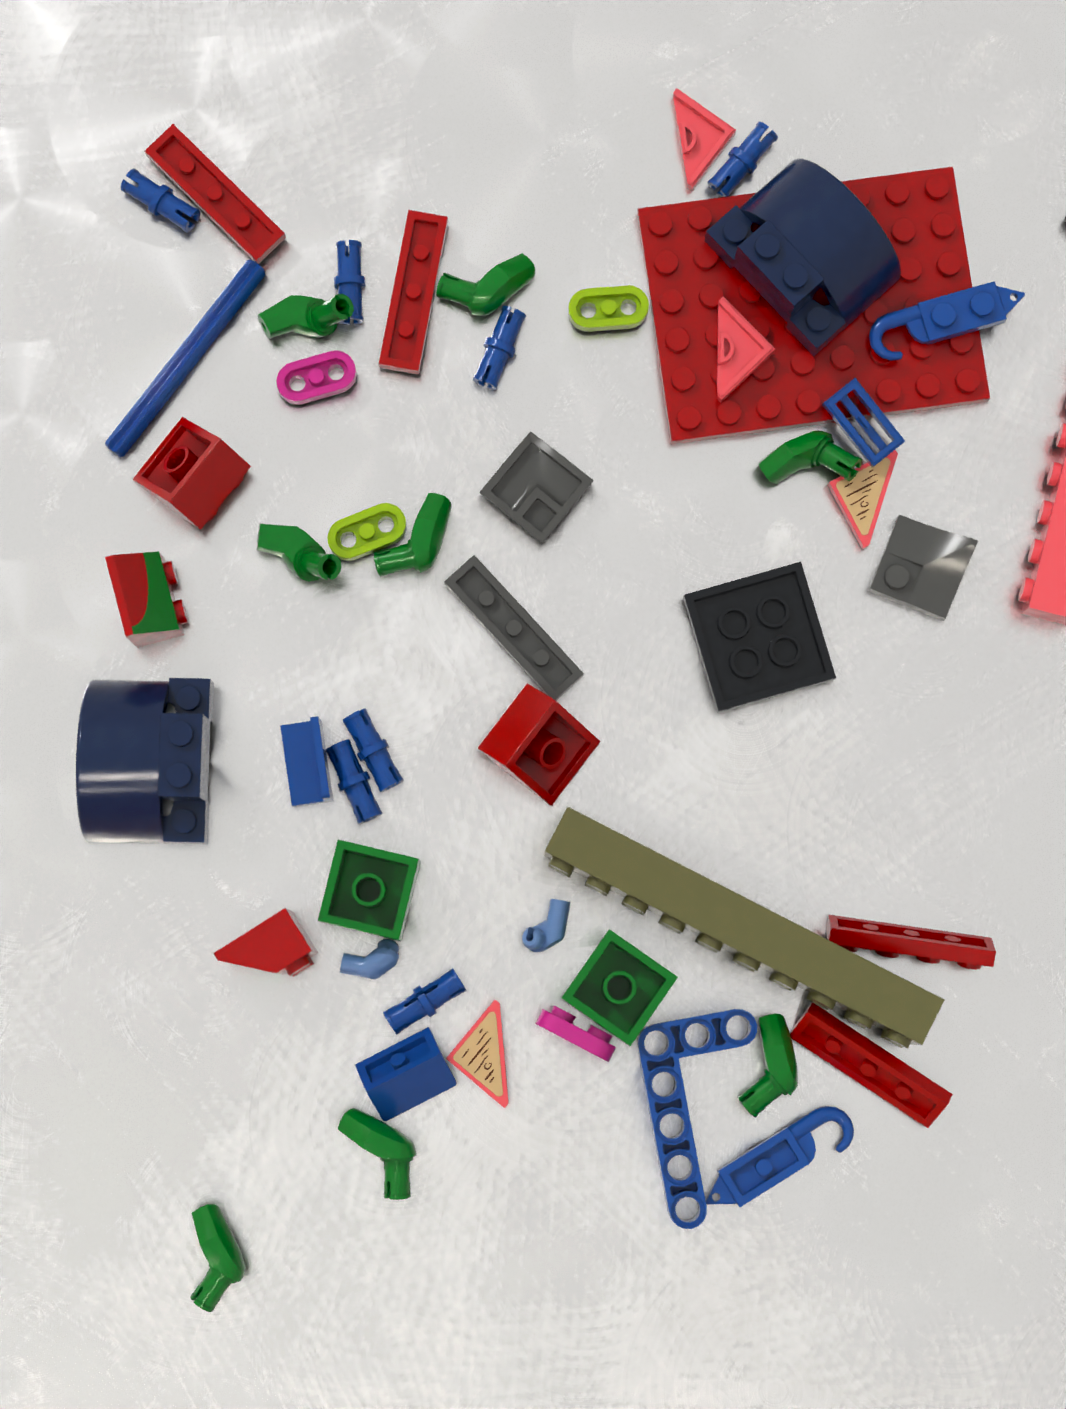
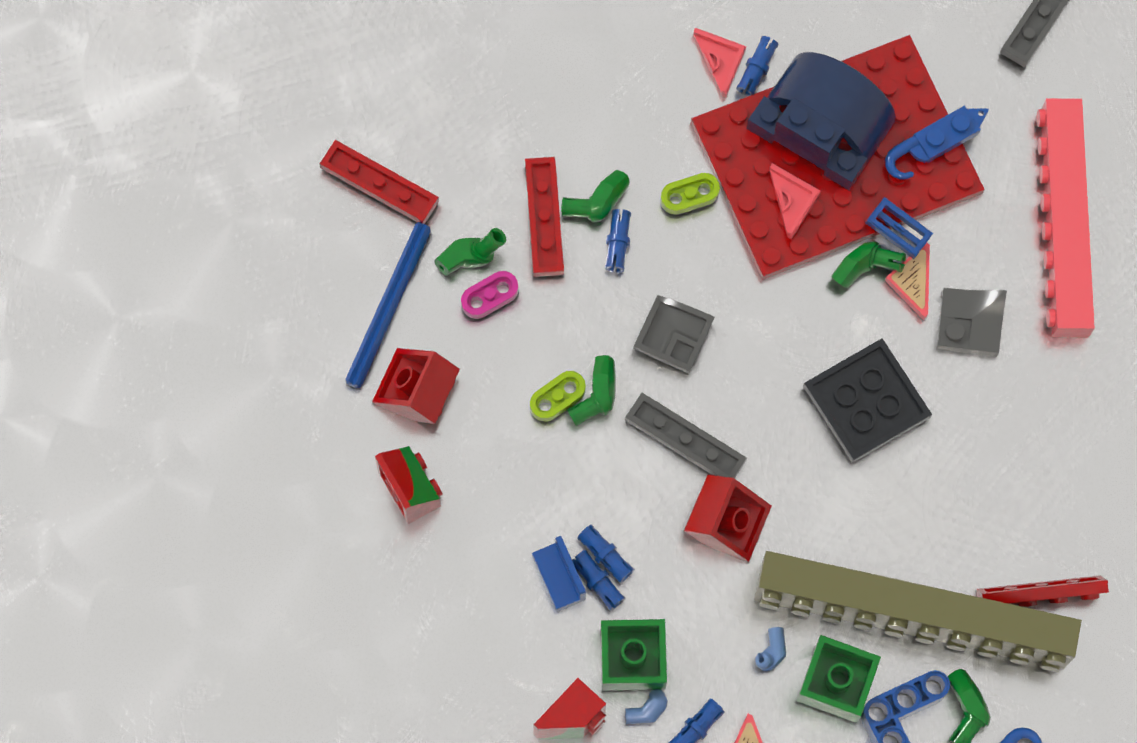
camera: 15 degrees left, 10 degrees down
(138, 755) = (432, 597): dark blue piece -> none
(160, 200) = (339, 196): blue pin -> none
(298, 552) = (511, 422): green arm -> none
(349, 277) = (494, 217): blue pin -> none
(561, 1024) = (828, 725): dark pink plate -> none
(870, 1065) = (1039, 689): red plate -> none

